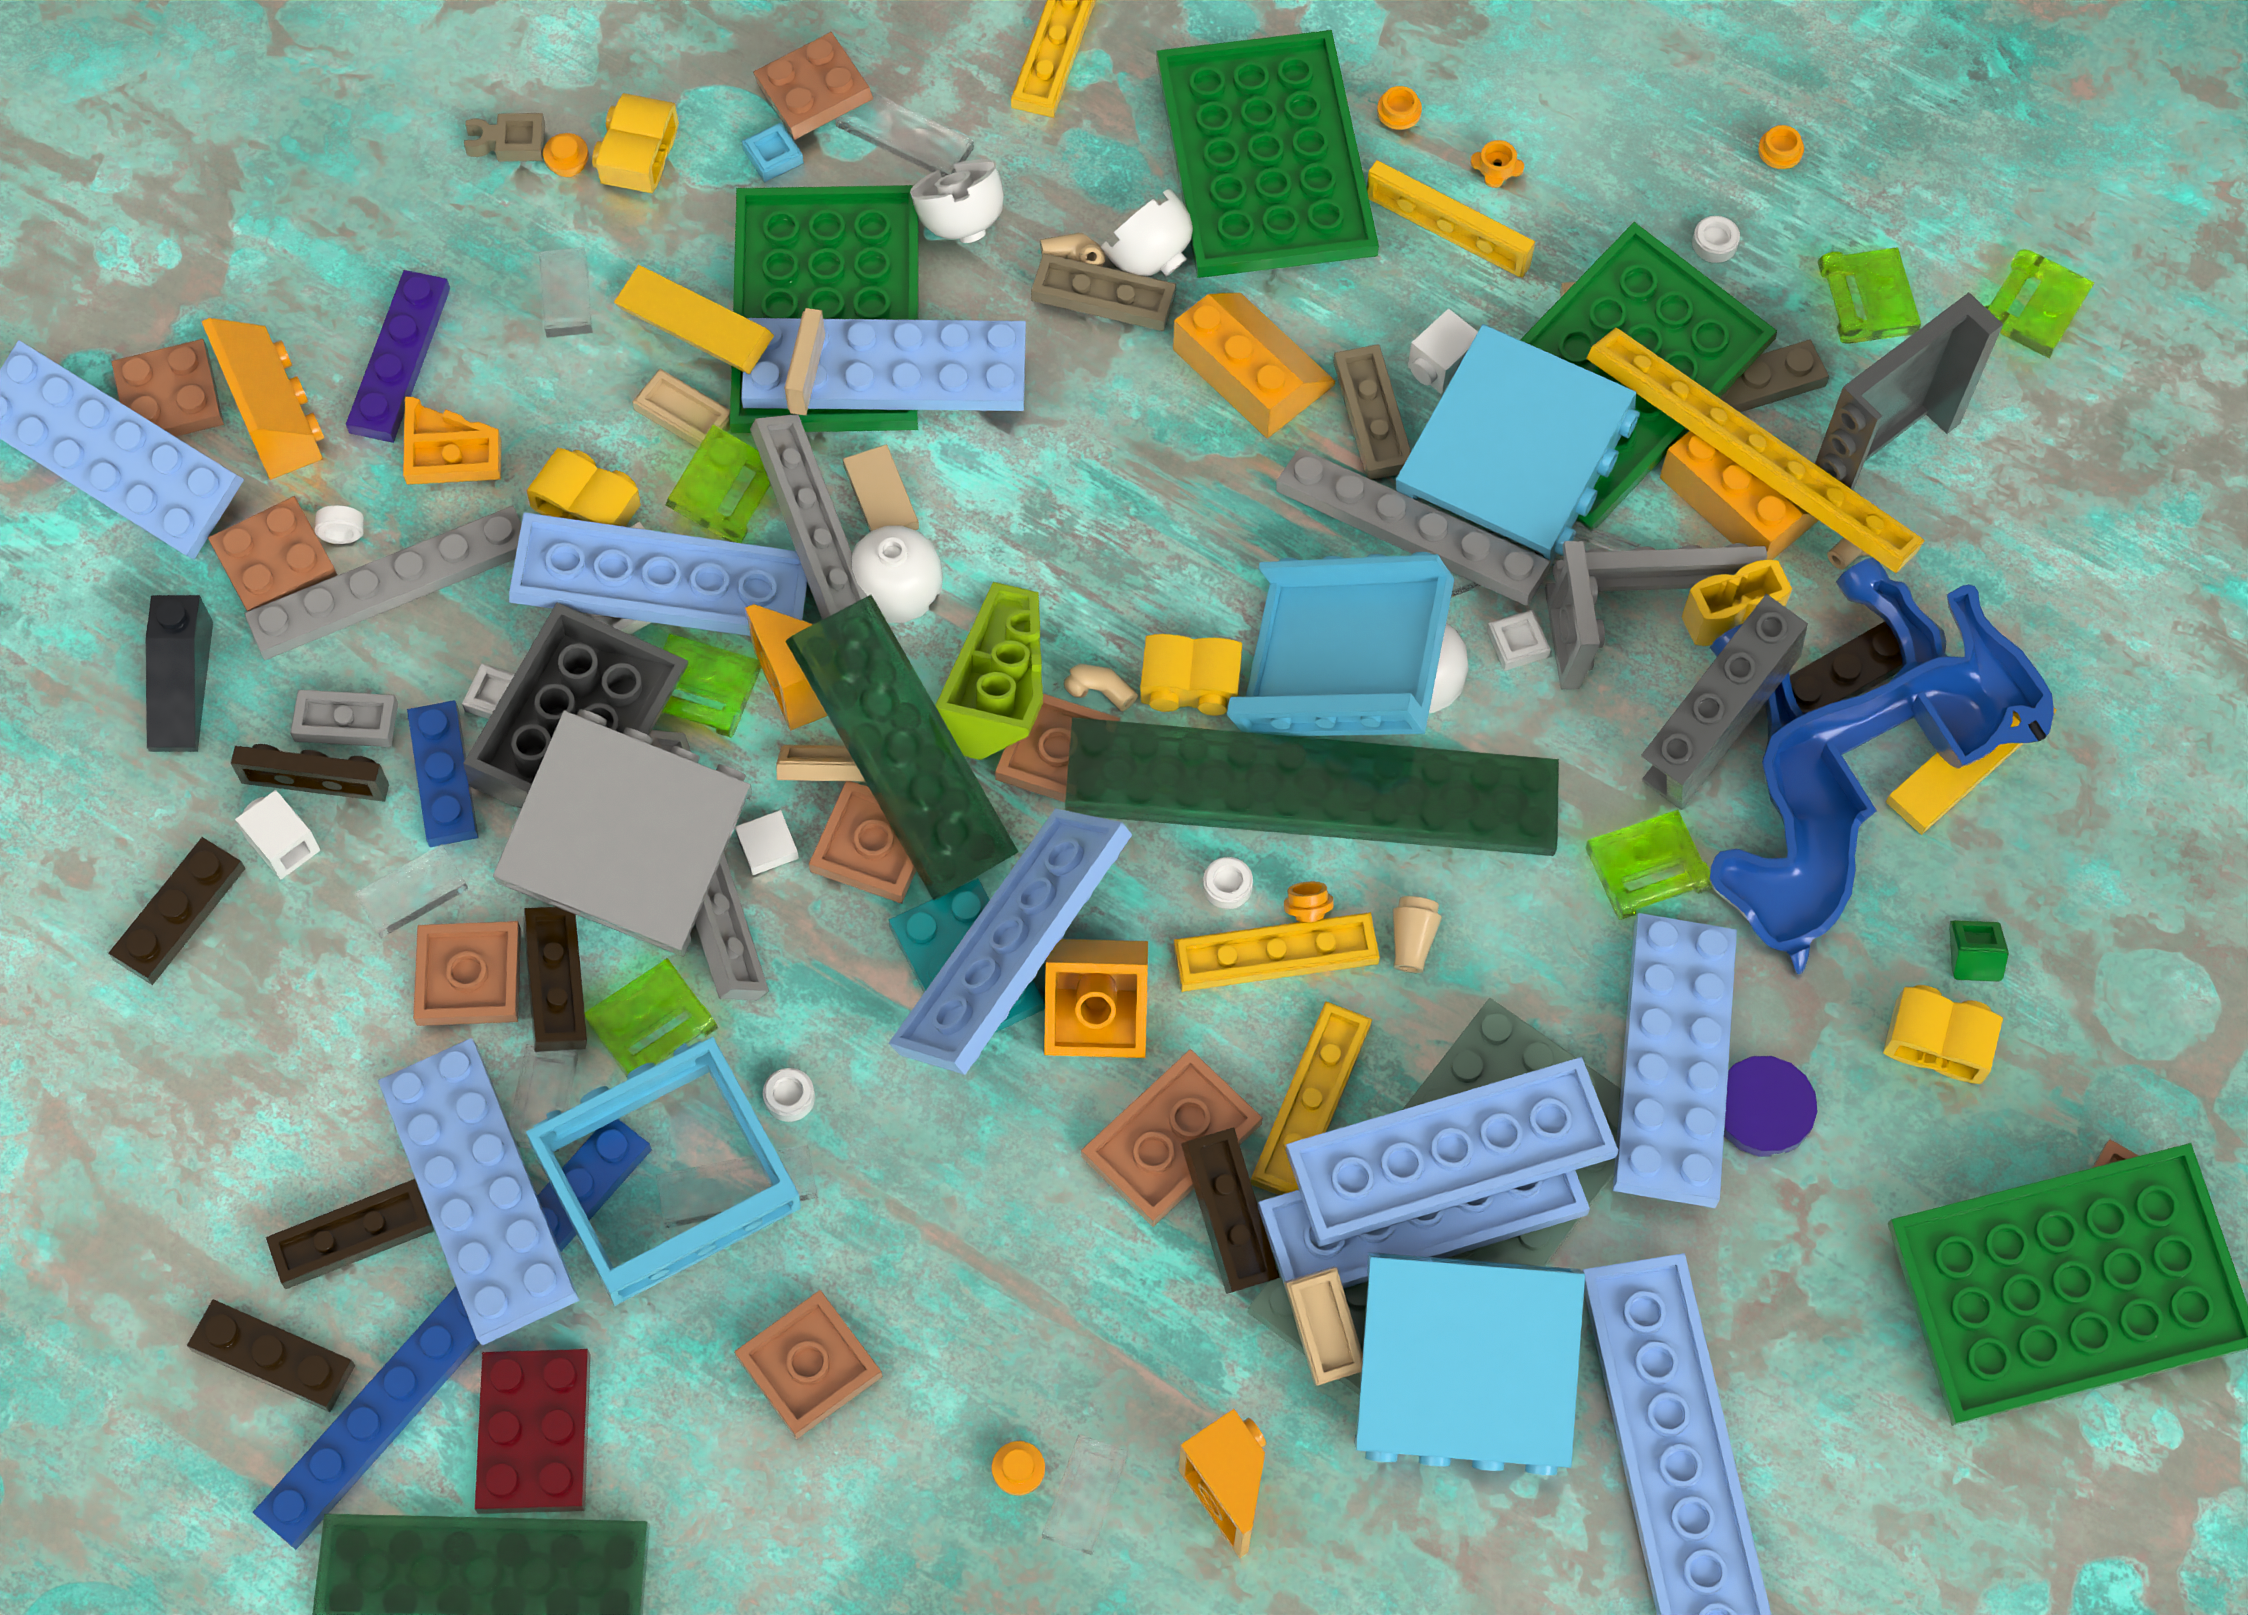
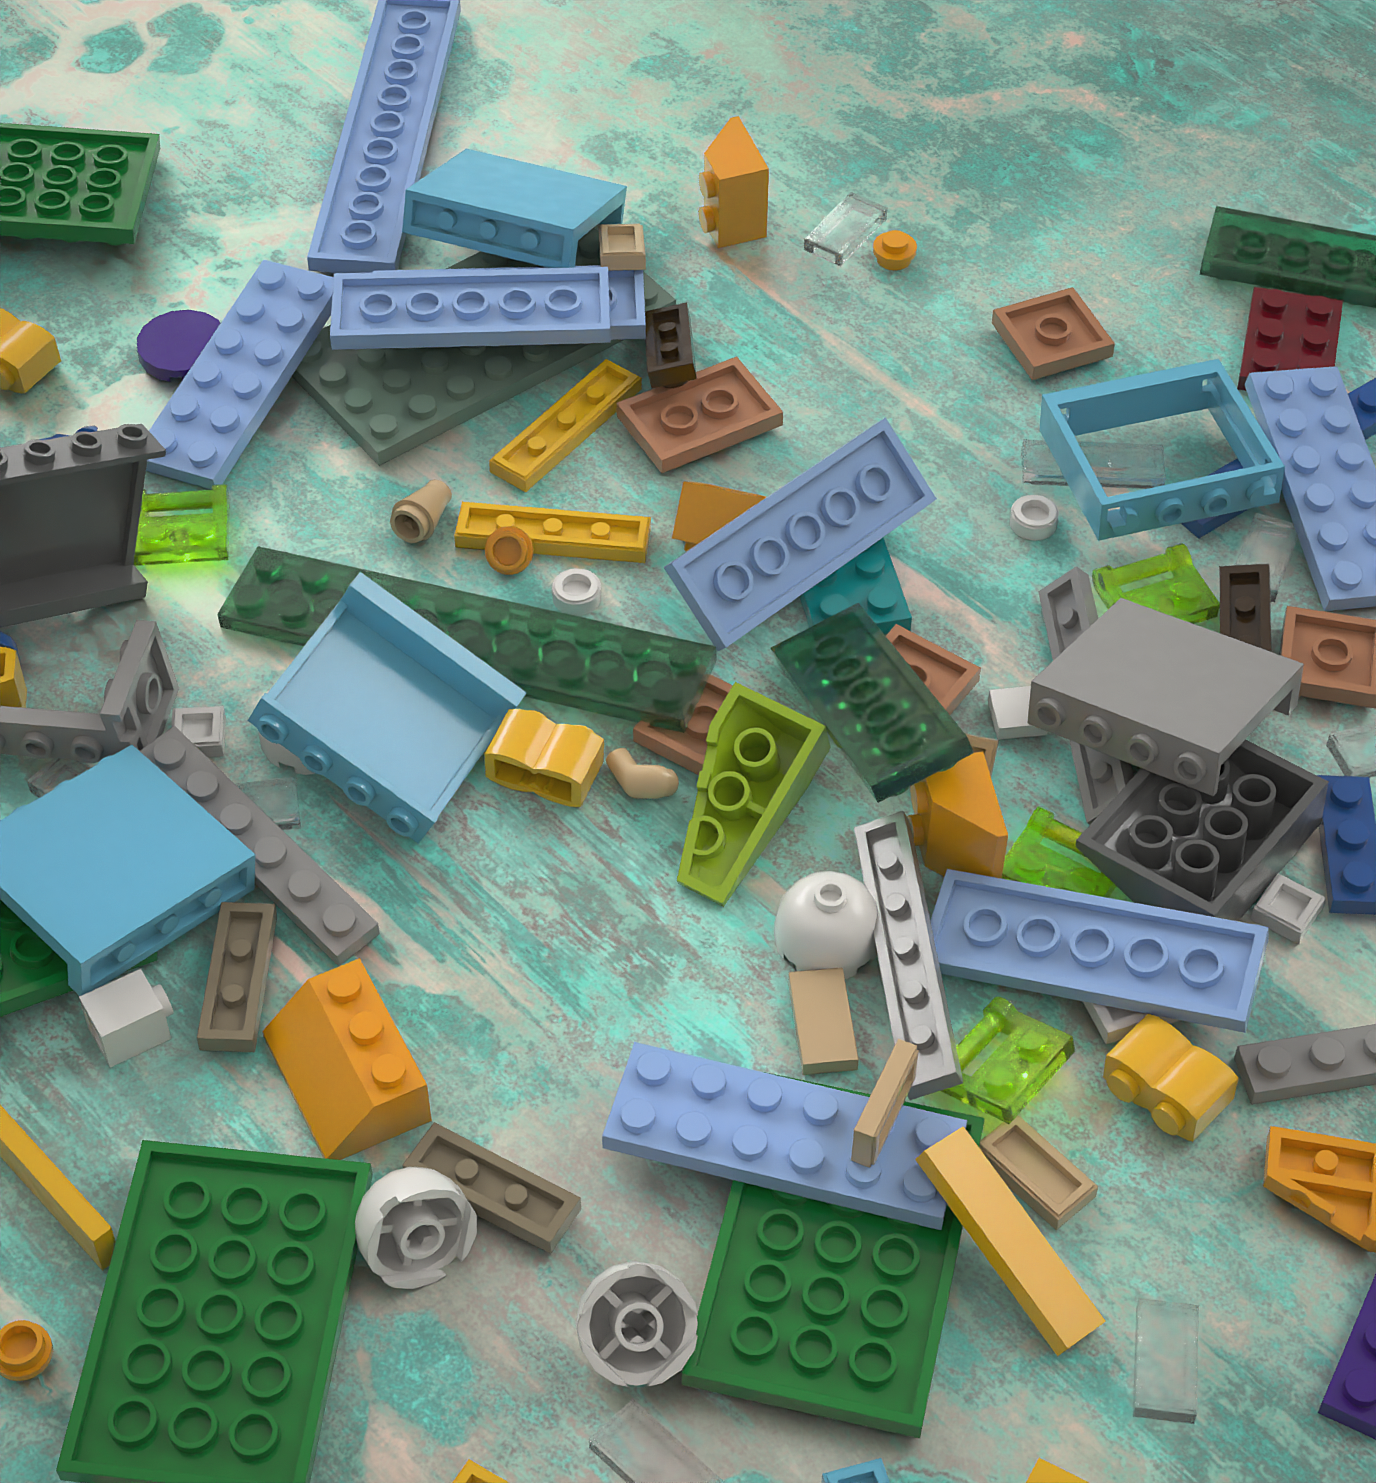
camera: 165 degrees left, 15 degrees down
(1074, 247) = (502, 1257): tan arm -> none

